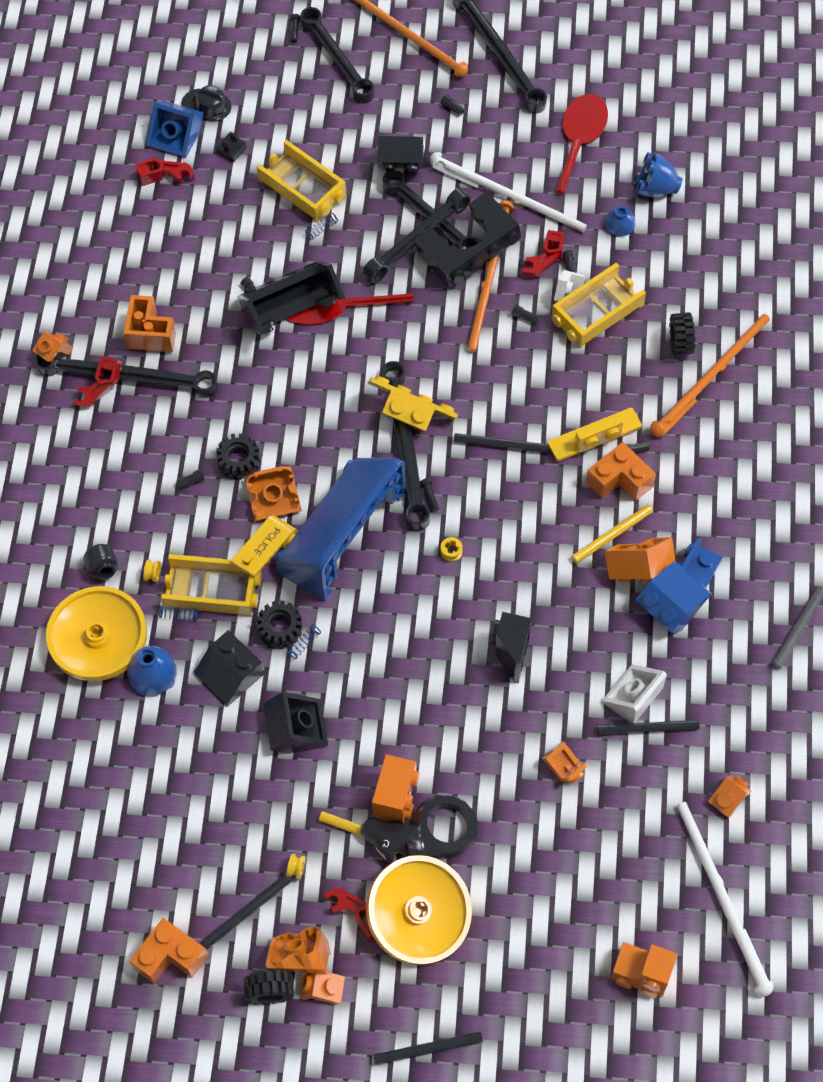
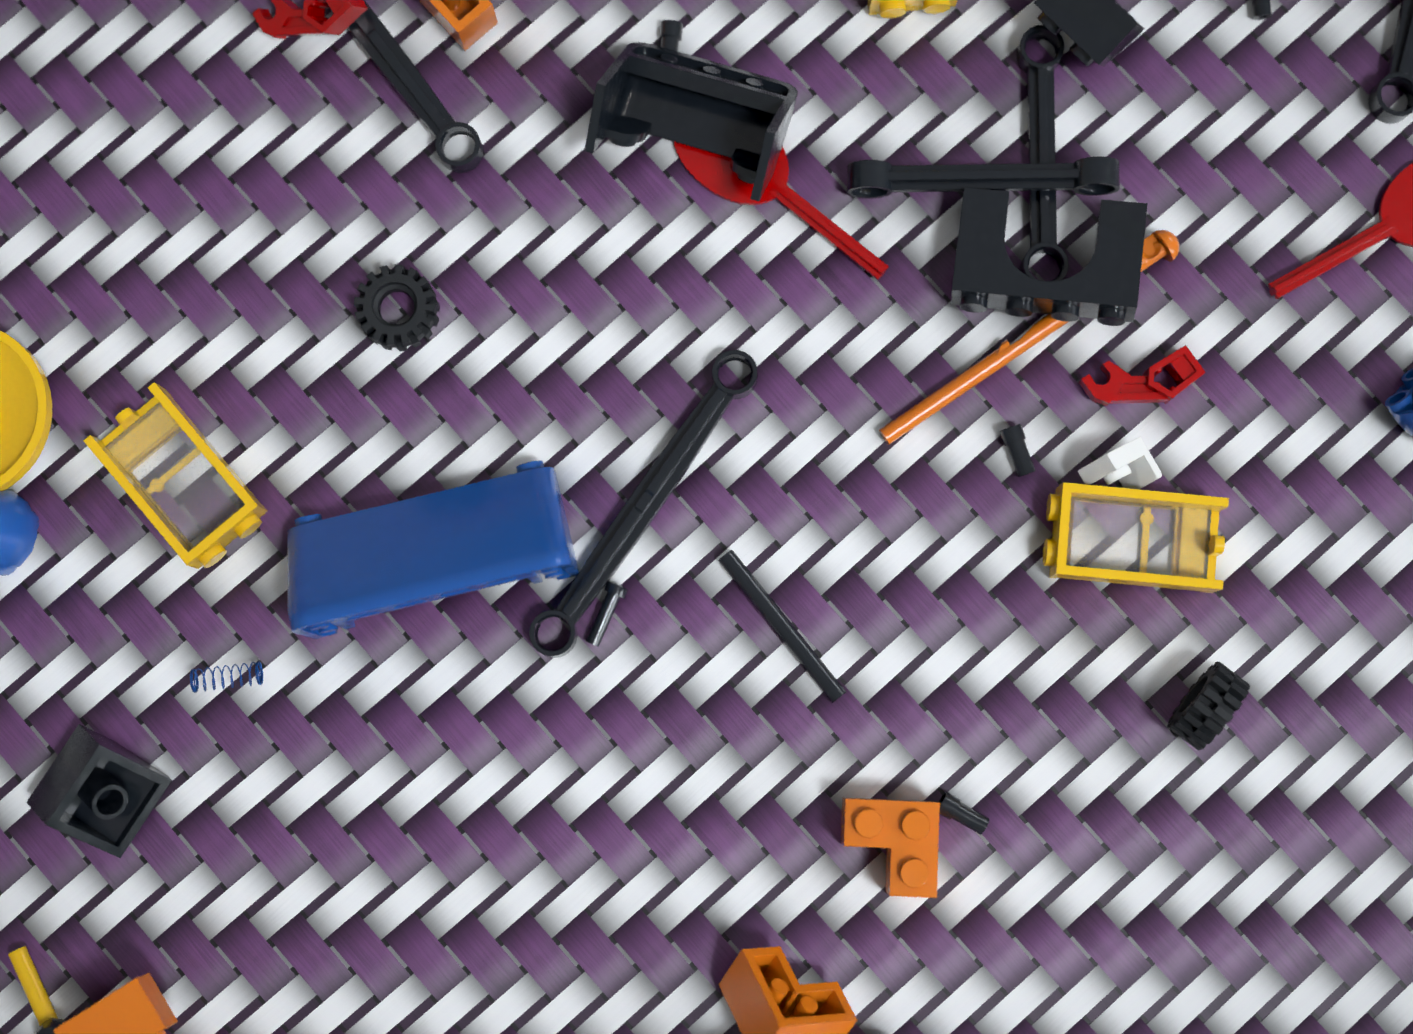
camera: 45 degrees right, 20 degrees up
(100, 562) = (66, 303): black head -> none
(152, 570) = (122, 380): yellow bush -> none
(161, 612) = (114, 506): blue piece -> none
(196, 476) = (314, 284): black piece -> none
(229, 668) = (91, 625): black slope -> none
(264, 545) = (295, 488): yellow door -> none
(272, 493) = (391, 409): orange slope -> none
(279, 611) = (188, 614): black tyre -> none
(330, 216) = (896, 38): blue piece -> none
(408, 407) = (694, 457): yellow bracket -> none
(451, 557) = (539, 722): yellow bush -> none
(475, 180) = (1167, 157): white bar -> none
(511, 639) = (482, 960): black slope -> none
(568, 258) = (1174, 415): black piece -> none
(594, 434) = (926, 738): yellow bracket -> none
(612, 533) = (798, 914): yellow bar -> none
(619, 221) = (1313, 424): blue brick -> none
(660, 428) = (1118, 811): orange bar -> none

